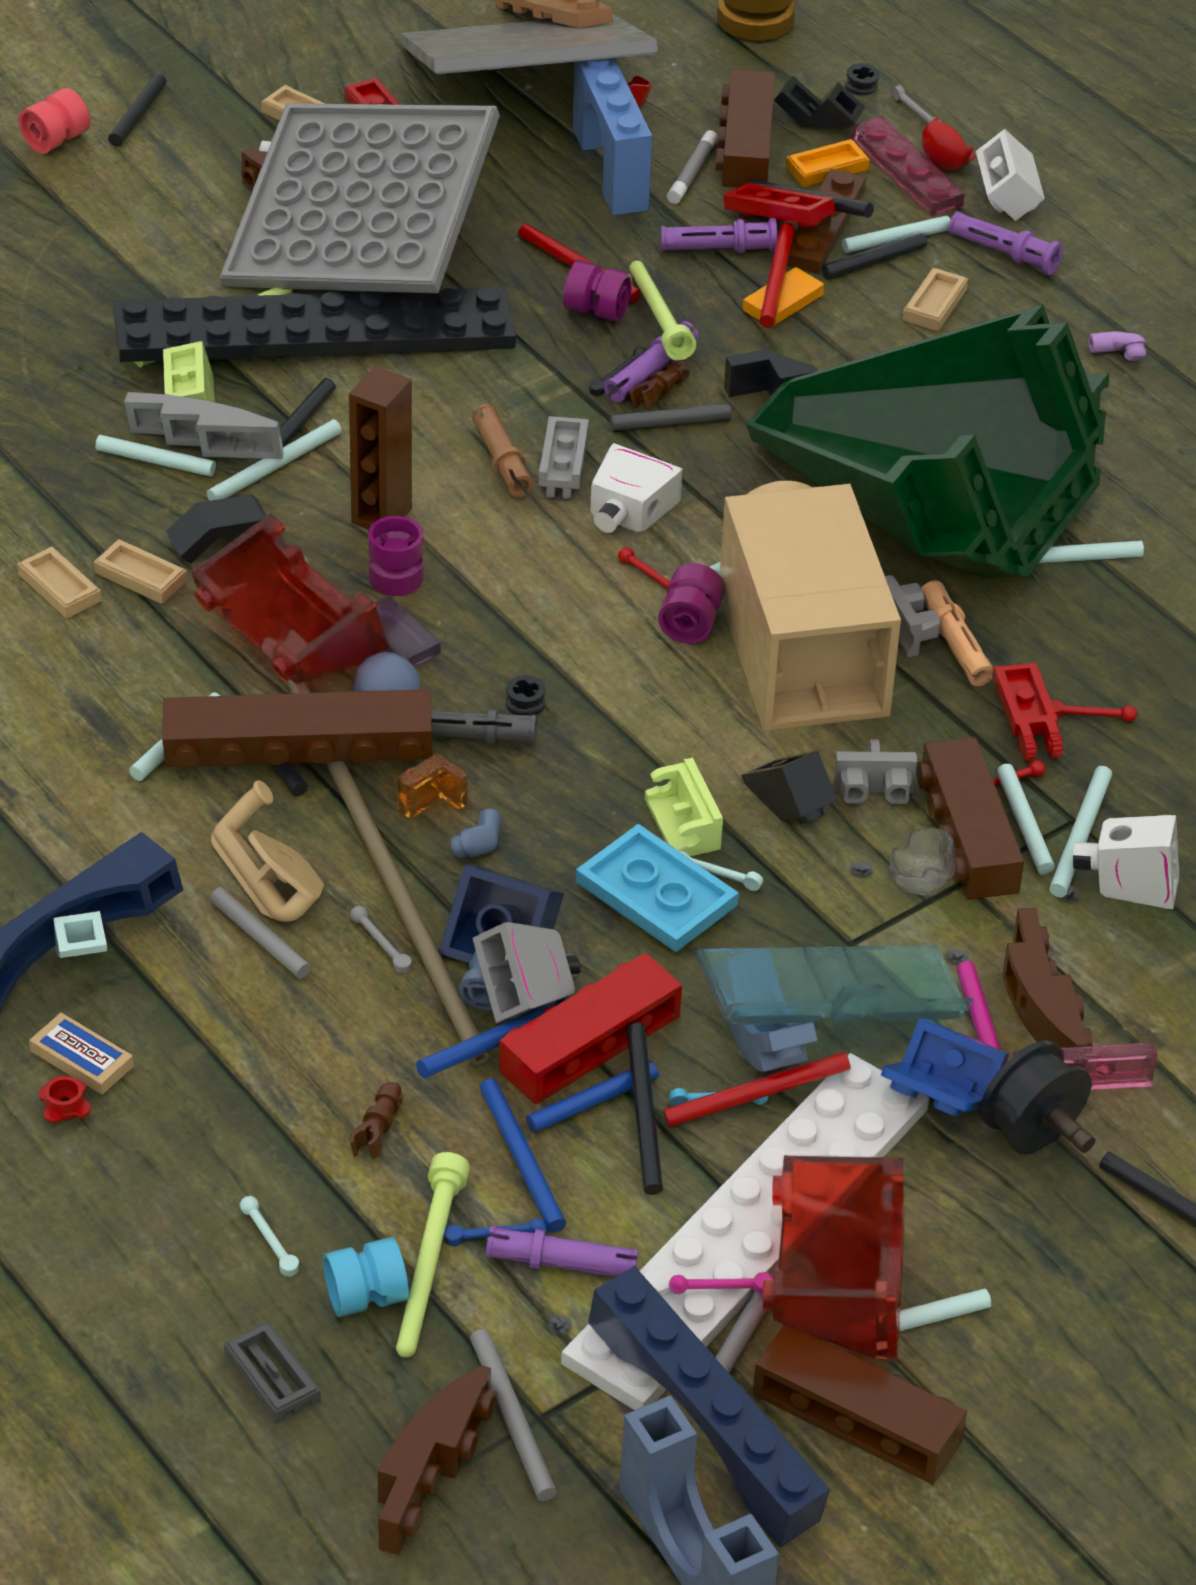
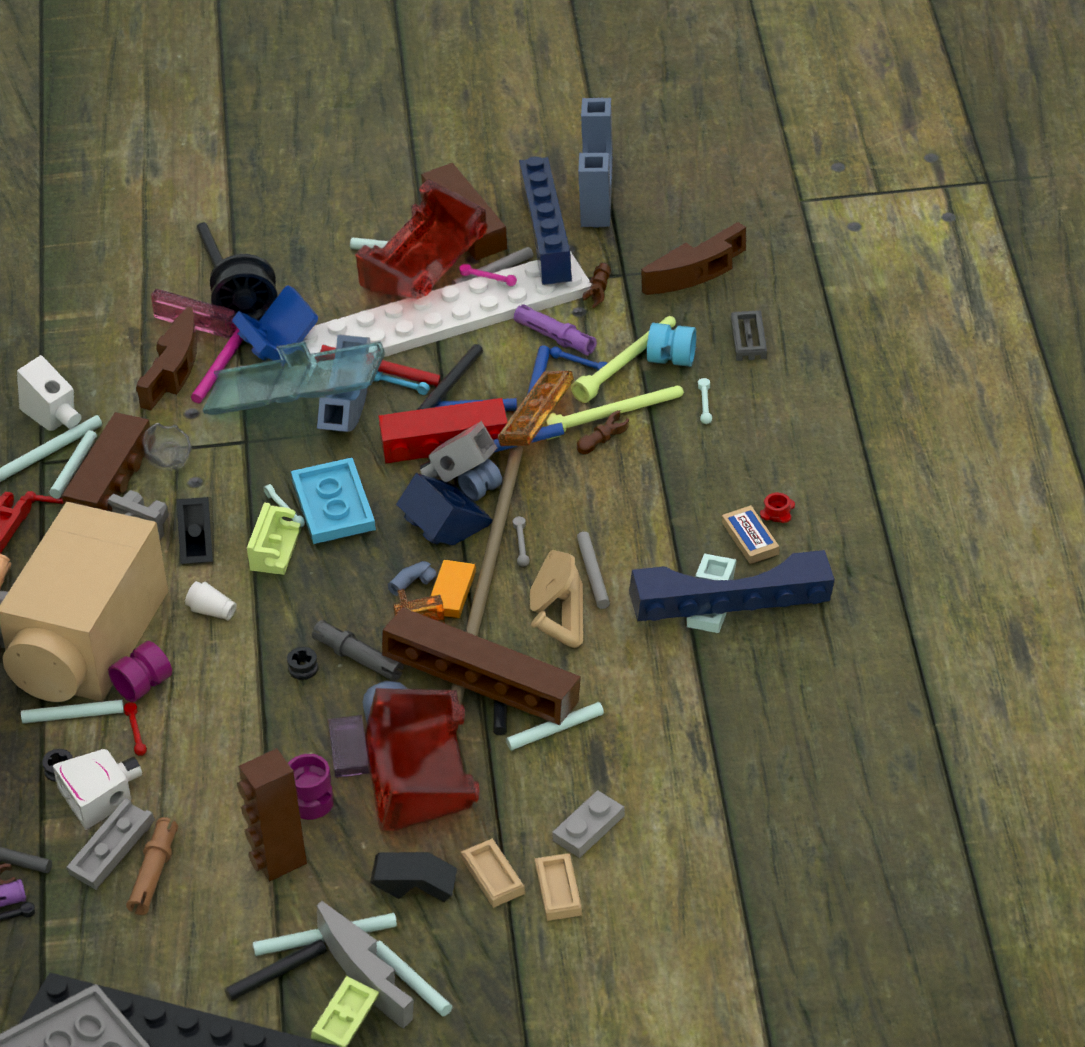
camera: 145 degrees left, 0 degrees up
(67, 651) = (588, 824): none -> light grey plate
(420, 843) = (454, 585): none -> light orange tile
(450, 1101) = (606, 410): none -> yellowish green piece
(482, 1088) = (536, 408): none -> clear orange tile
(514, 1416) = (635, 280): light grey bar -> none
(558, 1364) = (599, 284): none -> reddish brown piece
(691, 715) = (209, 601): none -> white cone
(695, 508) = (53, 757): none -> black bush

